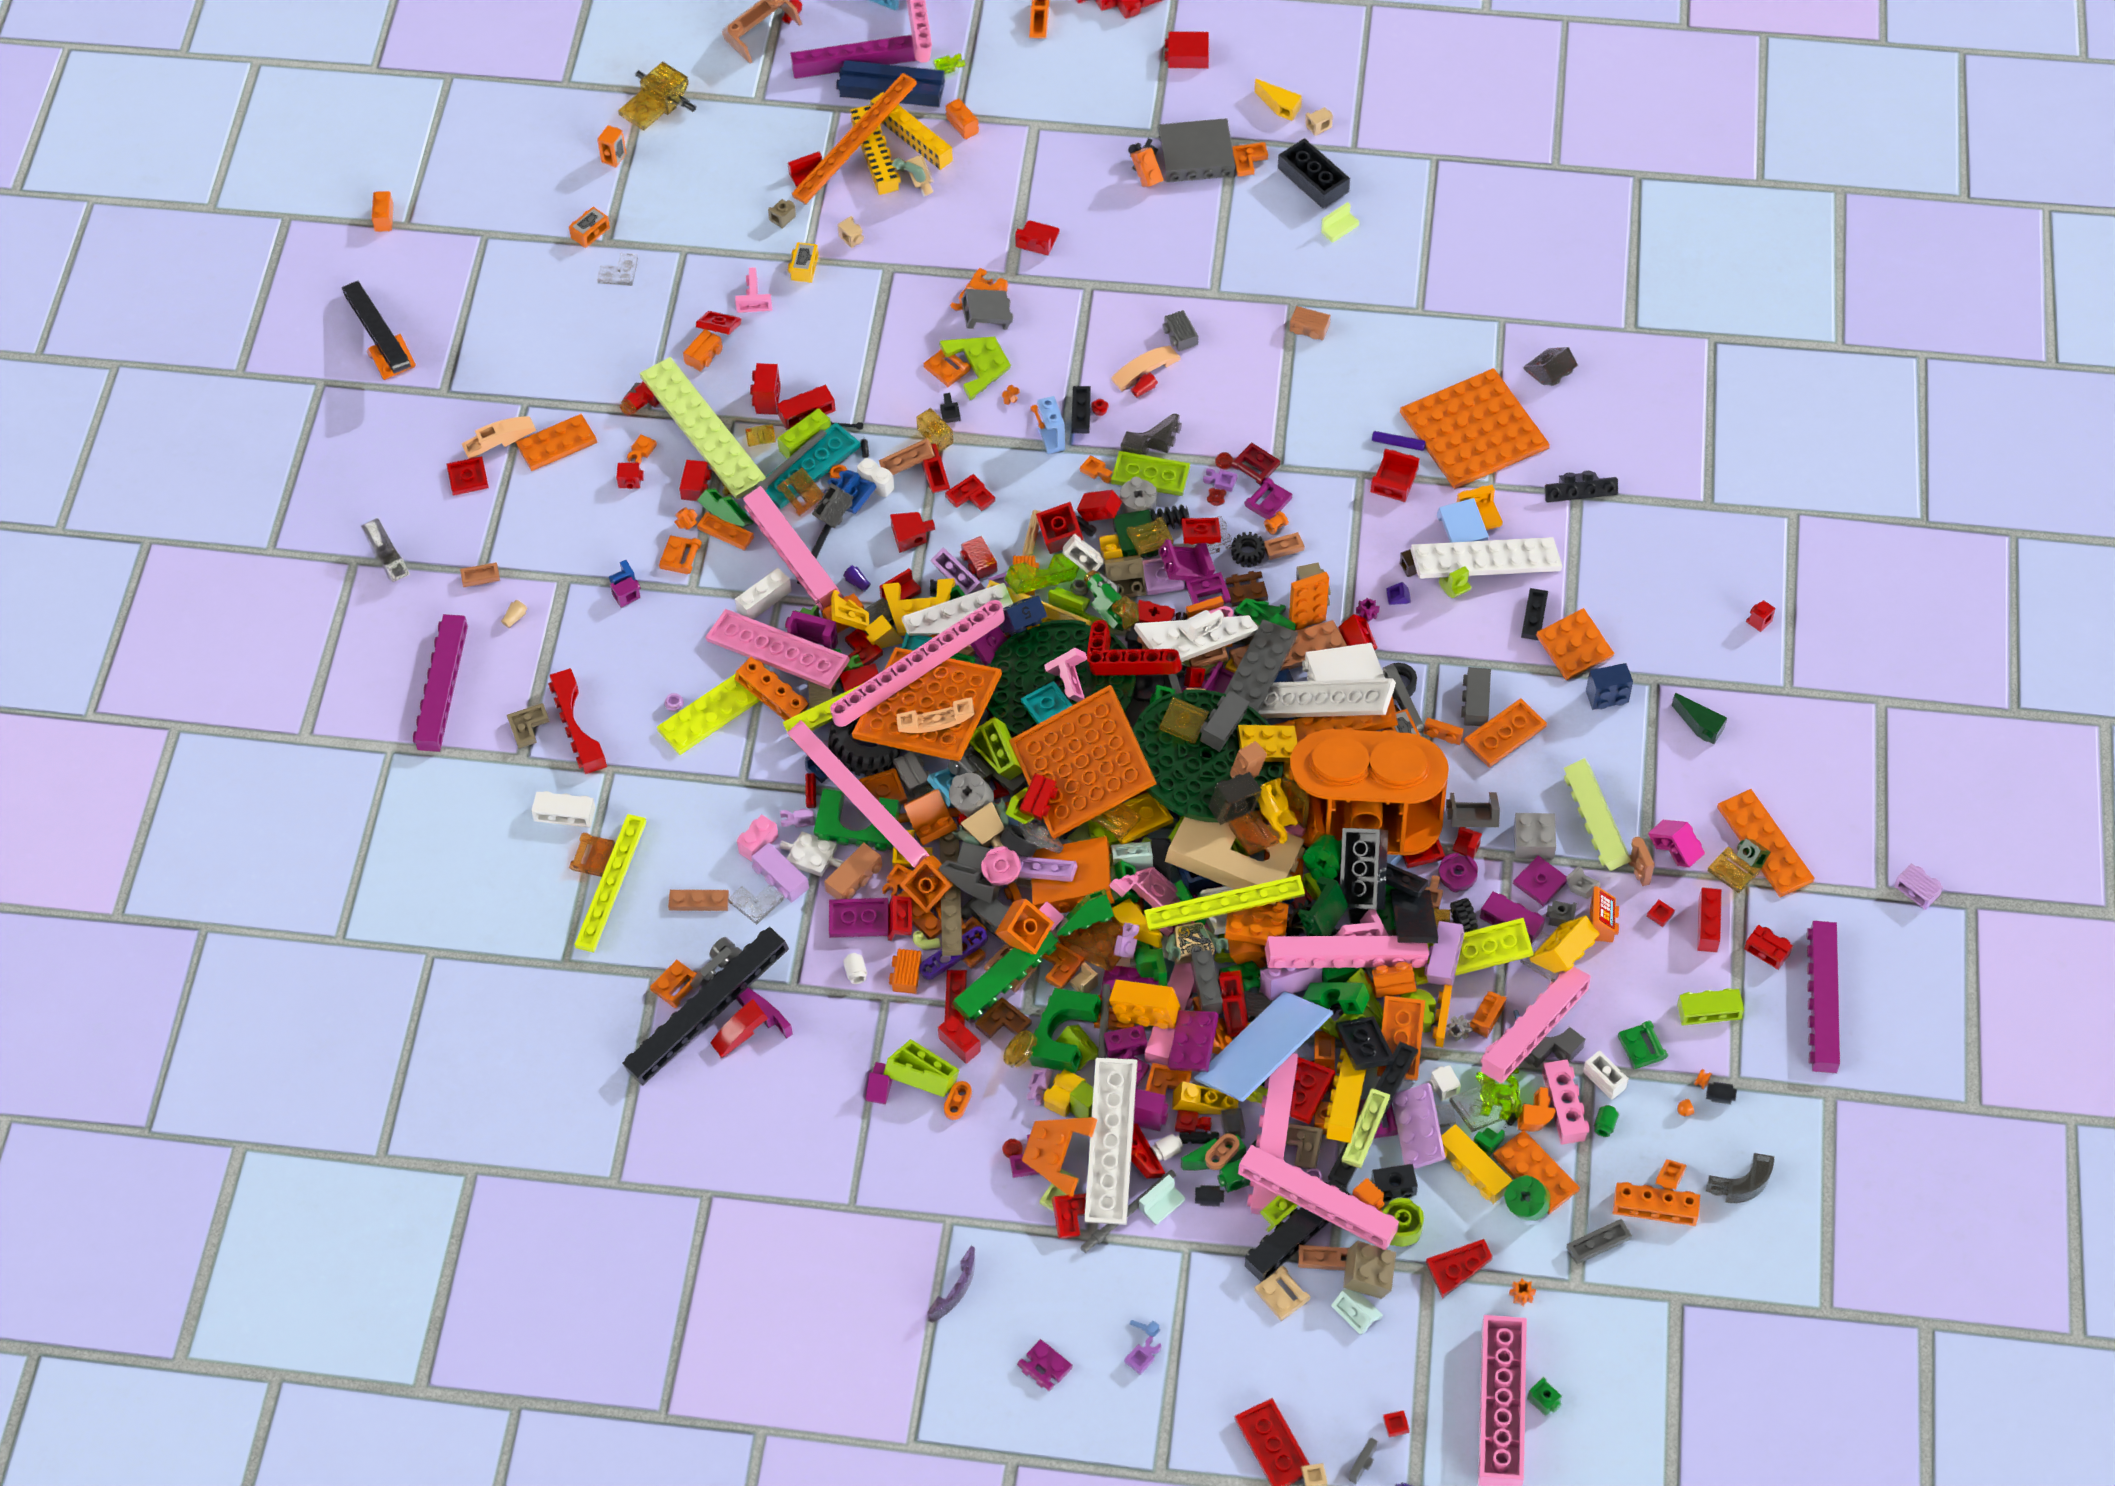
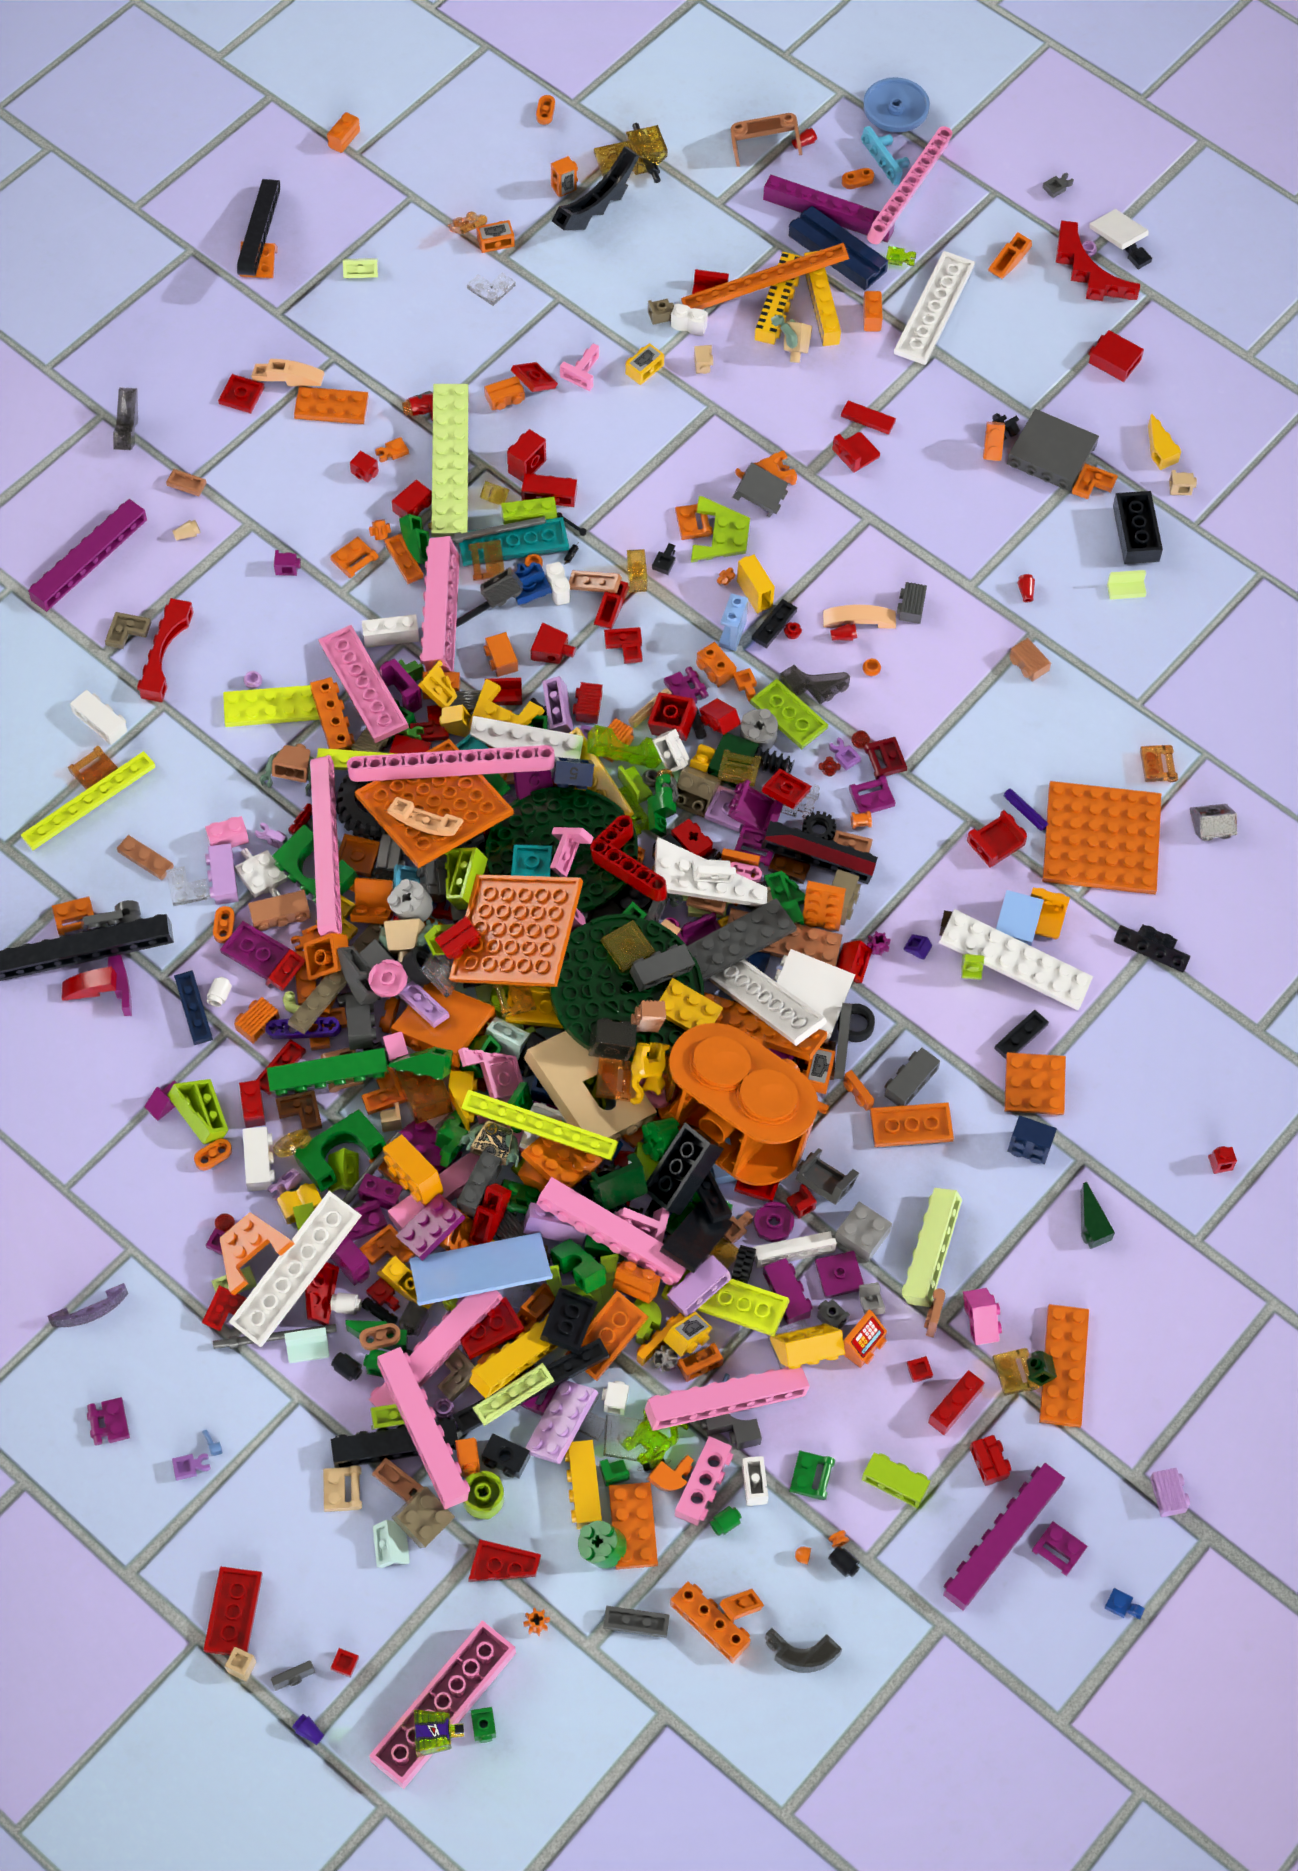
camera: 30 degrees right, 5 degrees up
(489, 315) = (360, 268): none -> yellowish green panel
(547, 101) = (545, 109): none -> orange plate
(557, 228) = (468, 223): none -> clear orange plate
(625, 573) = (298, 548): blue panel -> none
(649, 170) = (612, 187): none -> black arch
(770, 748) = (290, 764): none -> nougat torso
(813, 206) = (688, 319): none -> white brick
(815, 914) = (223, 926): none -> orange plate
(843, 994) = (193, 1007): none -> dark blue plate
(855, 577) = (476, 660): dark purple cone -> none
(861, 20) = (860, 178): none -> orange plate
(873, 561) = (501, 654): none -> orange brick
(999, 1080) = (258, 1158): none -> white brick
(1010, 90) = (934, 308): none -> white plate
(1024, 926) = (363, 1042): orange slope -> none
(1025, 205) = (868, 417): none -> red tile
(1041, 382) = (755, 583): none -> yellow brick
(1042, 502) = (679, 685): none -> magenta plate
(1060, 468) = (715, 664): none -> orange brick
(1126, 944) = (440, 1109): lavender plate -> none
(1127, 610) = (669, 822): clear yellow panel -> none
(1187, 399) = (871, 667): none -> orange plate
(1194, 676) = (682, 913): red plate -> none
(1261, 268) = (1026, 585): none -> red cone
(1263, 565) = (818, 851): none -> brick
(1465, 997) = (688, 1334): none -> yellow brick
(1469, 349) = (1153, 765): none -> clear orange plate
(1494, 879) = (795, 1249): none -> white fence
(1519, 1421) = (434, 1732): none -> torso
(1870, 975) = (1064, 1544): none -> magenta plate
(1949, 992) = (1120, 1604): none -> blue plate

